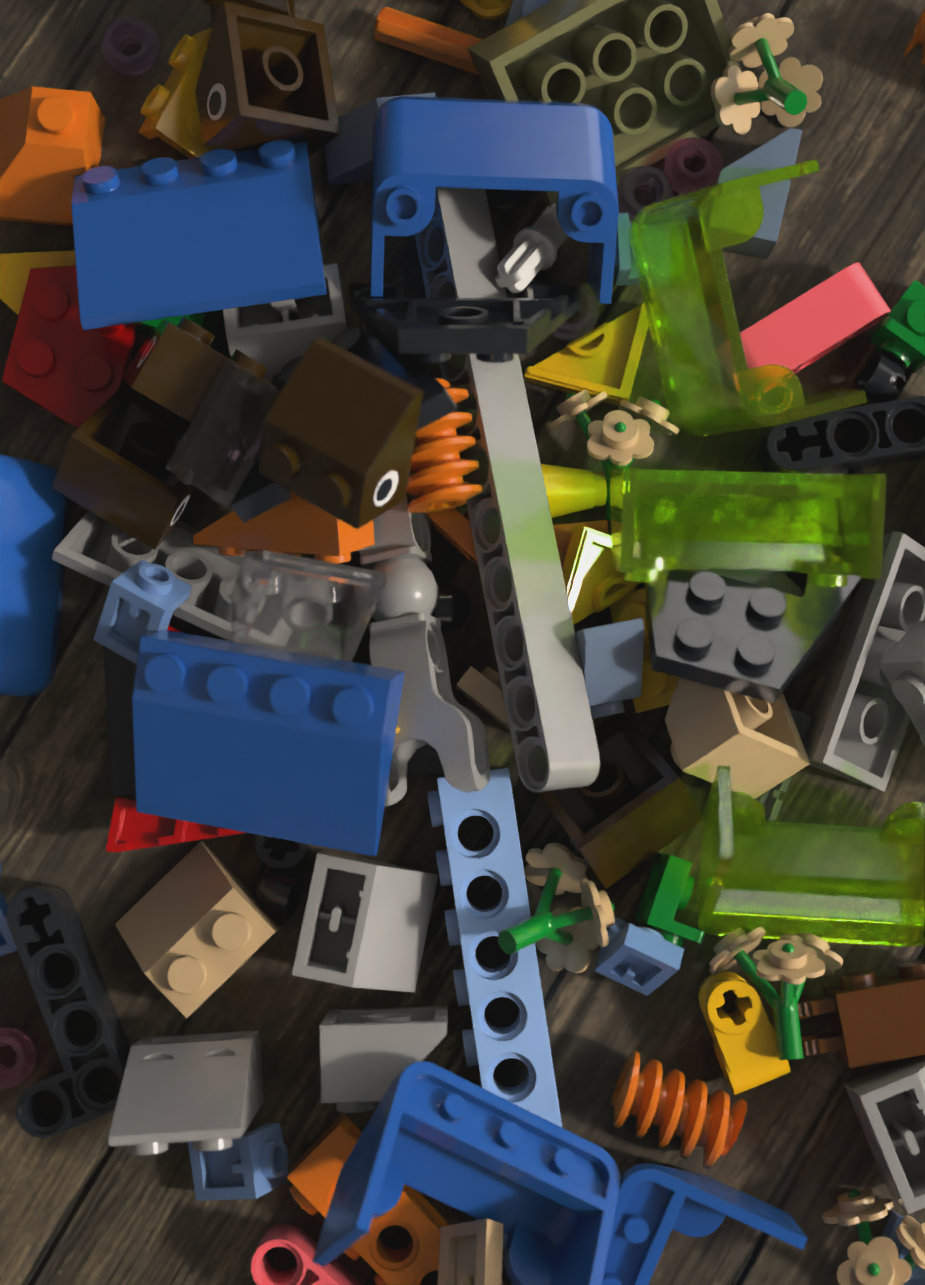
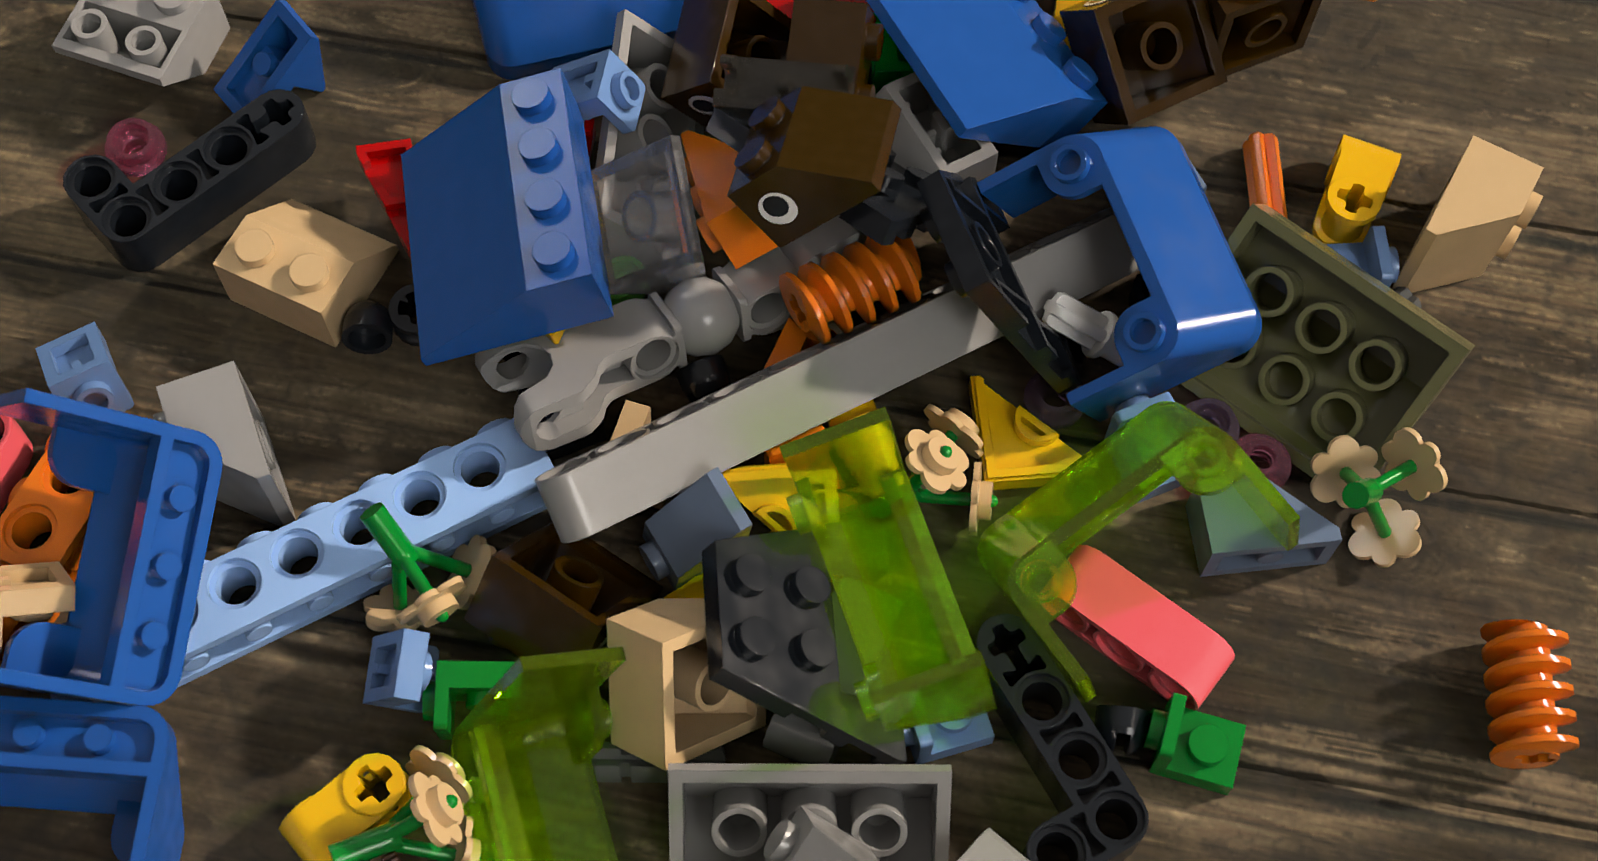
camera: 65 degrees right, 20 degrees down
(188, 1091) = (140, 289): light grey slope -> none
(365, 923) = (355, 400): light grey slope -> none
(677, 1109) = (240, 770): orange piece -> none

